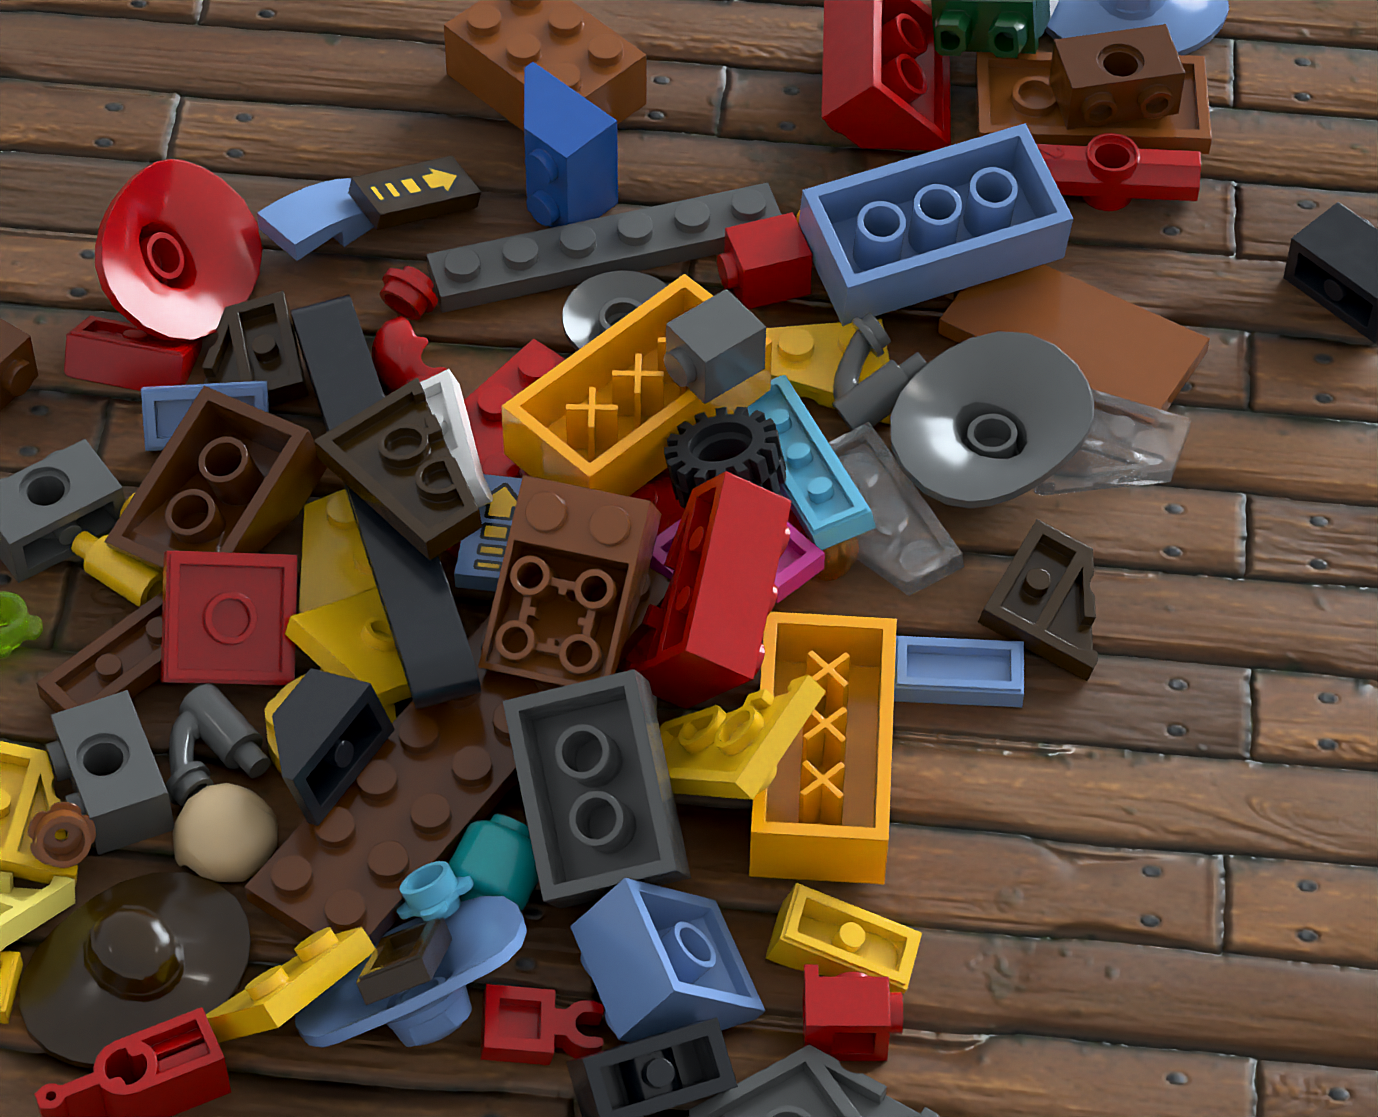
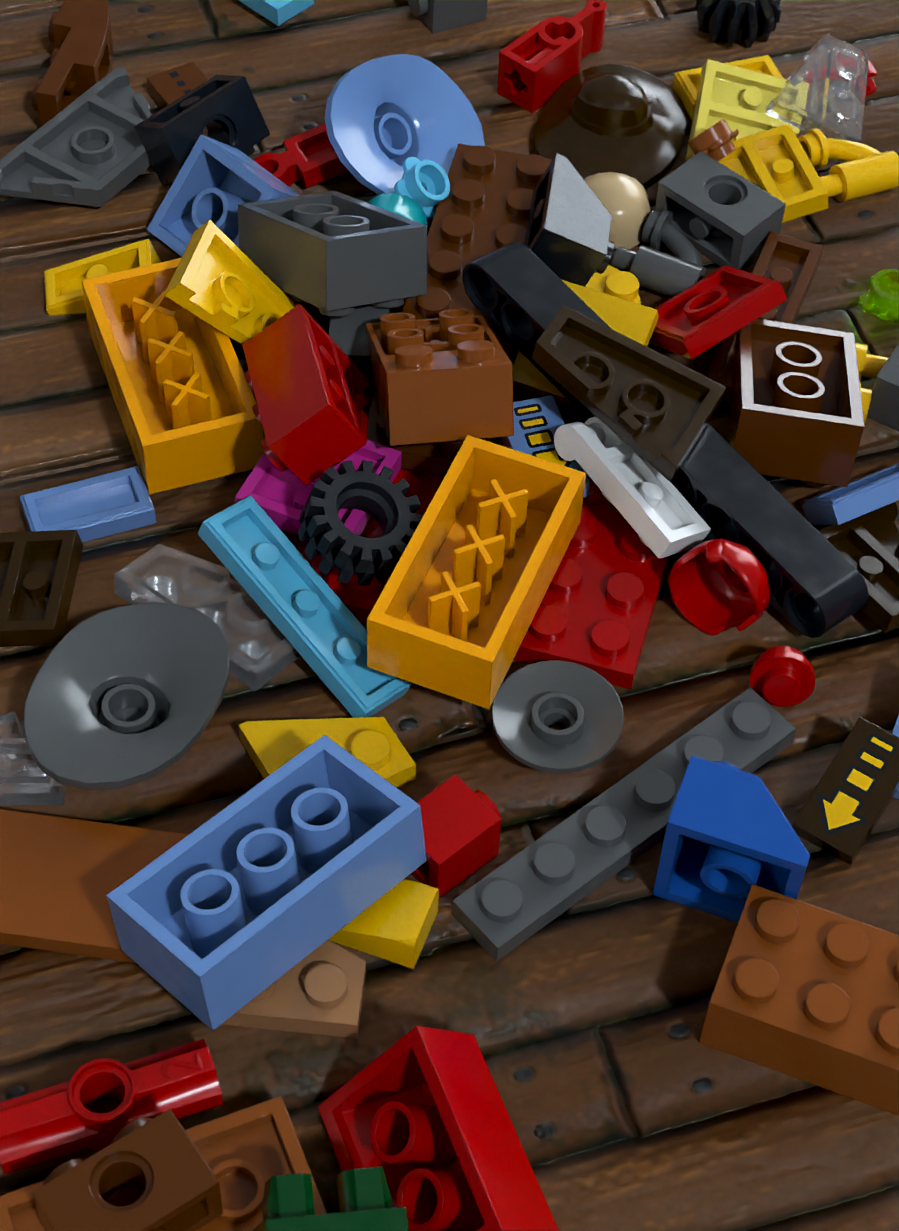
camera: 155 degrees right, 0 degrees up
(289, 988) = (486, 101): yellow wing -> none
(404, 960) = (407, 110): dark brown tile -> none
(714, 346) = (409, 551): dark grey brick -> none
(850, 1014) = (78, 219): red brick -> none
(877, 394) = (260, 702): dark grey plant -> none

